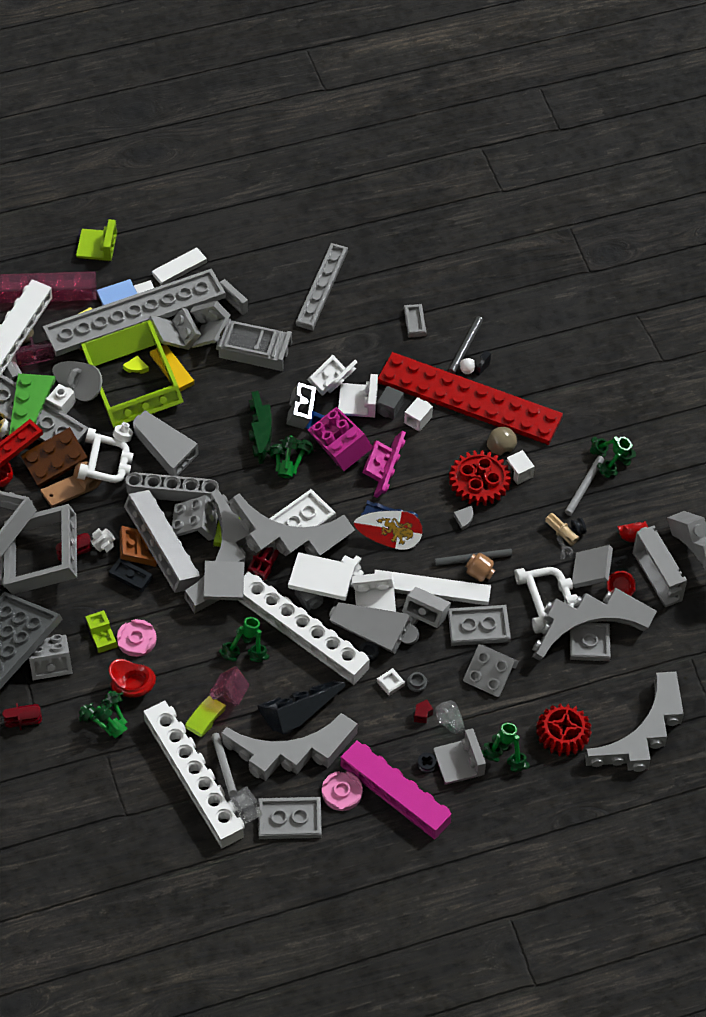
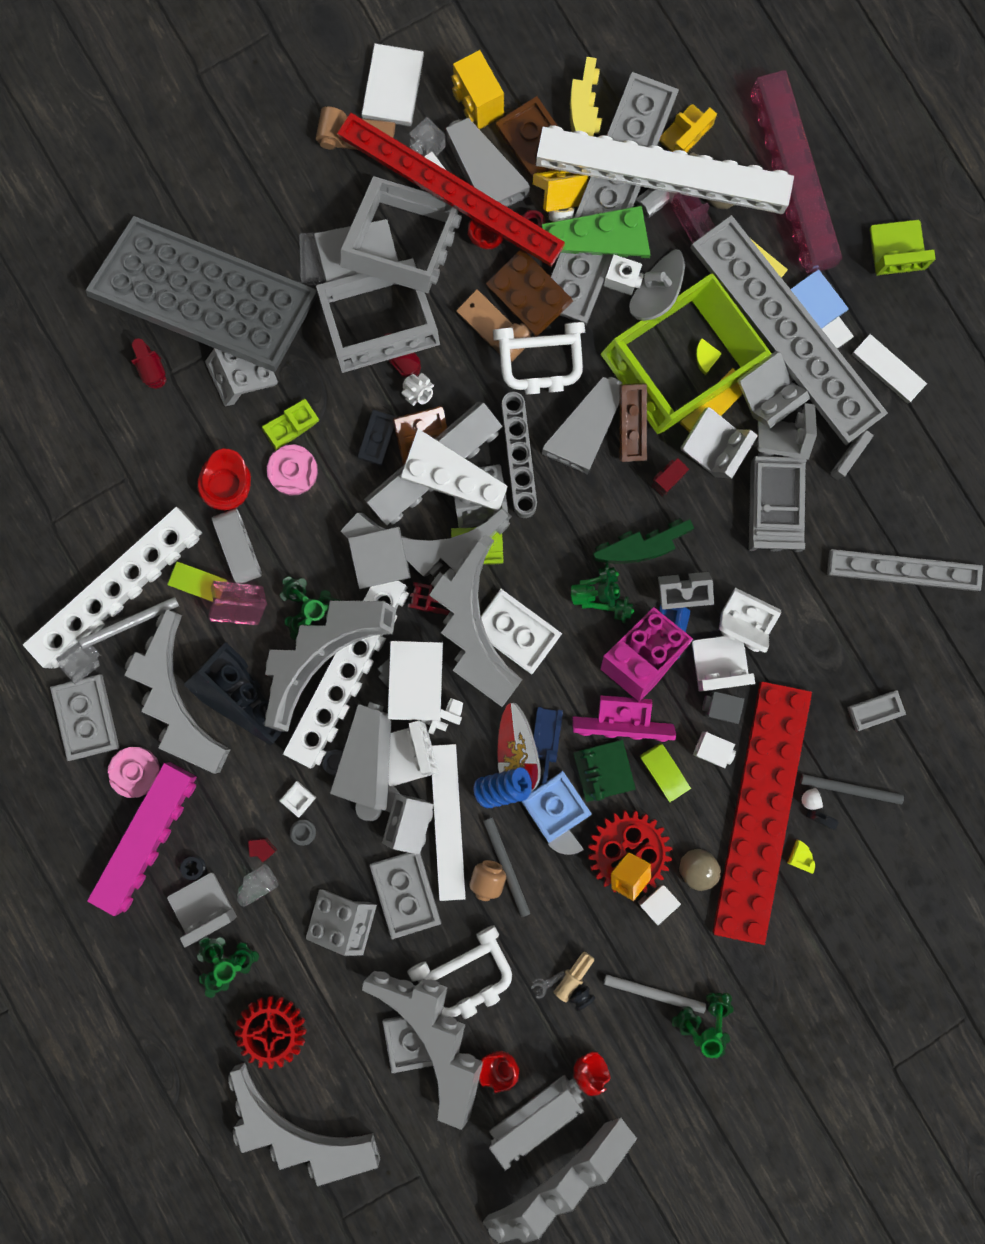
camera: 80 degrees right, 30 degrees up
(102, 713) = (153, 460): plant -> none
(123, 432) = (591, 369): white tile -> none
(171, 412) = (633, 422): none -> reddish brown plate
(175, 522) = (447, 472): none -> white wing
(185, 682) = (237, 546): none -> light grey beam
(205, 368) = (717, 444): none -> bracket
(217, 401) = (666, 480): none -> dark red piece
(267, 608) = (316, 644): none -> light grey arch
(415, 540) = (503, 788): none -> blue piece
(417, 483) = (604, 771): none -> dark green hinge
(425, 446) = (665, 772): none -> lime slope
(437, 516) = (556, 807): none -> light blue tile
(496, 473) = (631, 876): none -> light orange panel
(506, 382) = (802, 857): none -> neon yellow tile
(592, 566) = (518, 1029): light grey tile -> none

